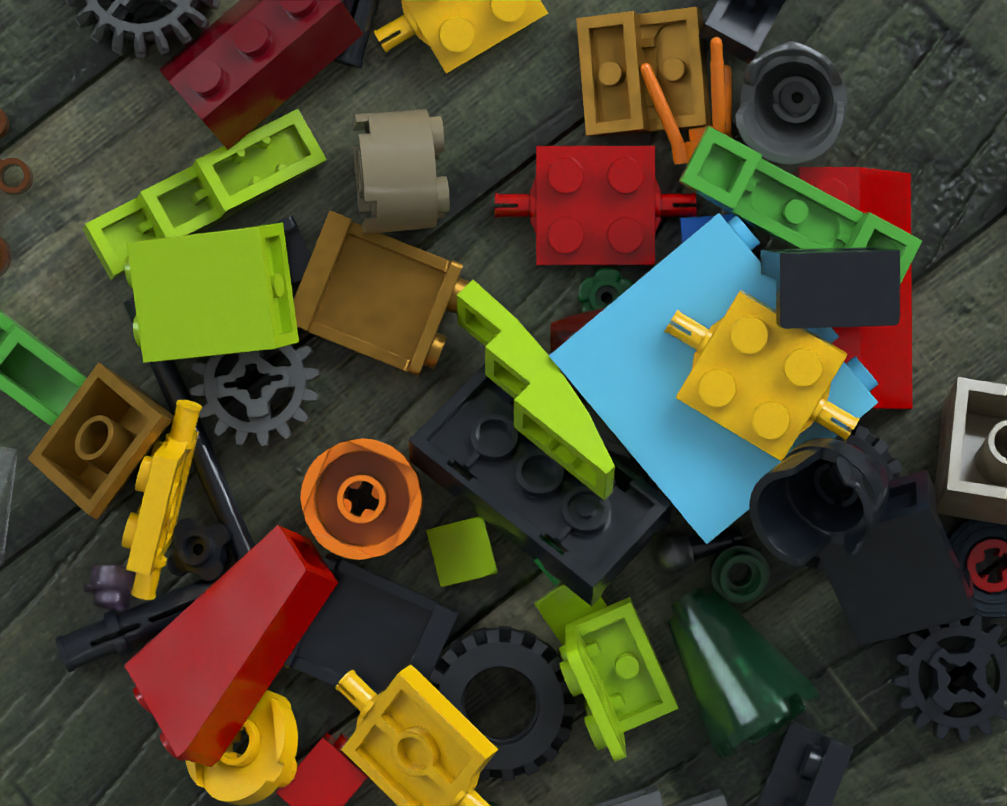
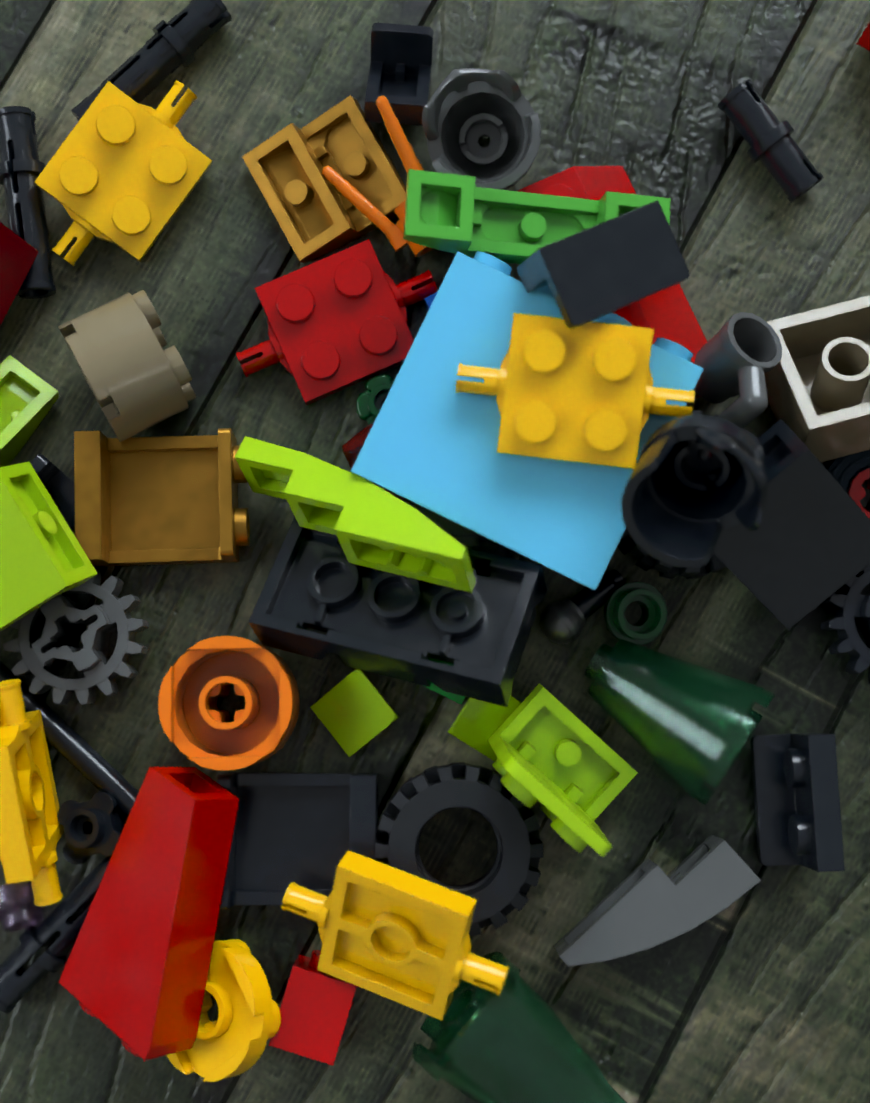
camera: 30 degrees left, 5 degrees down
(915, 403) = (737, 365): none -> dark grey piece

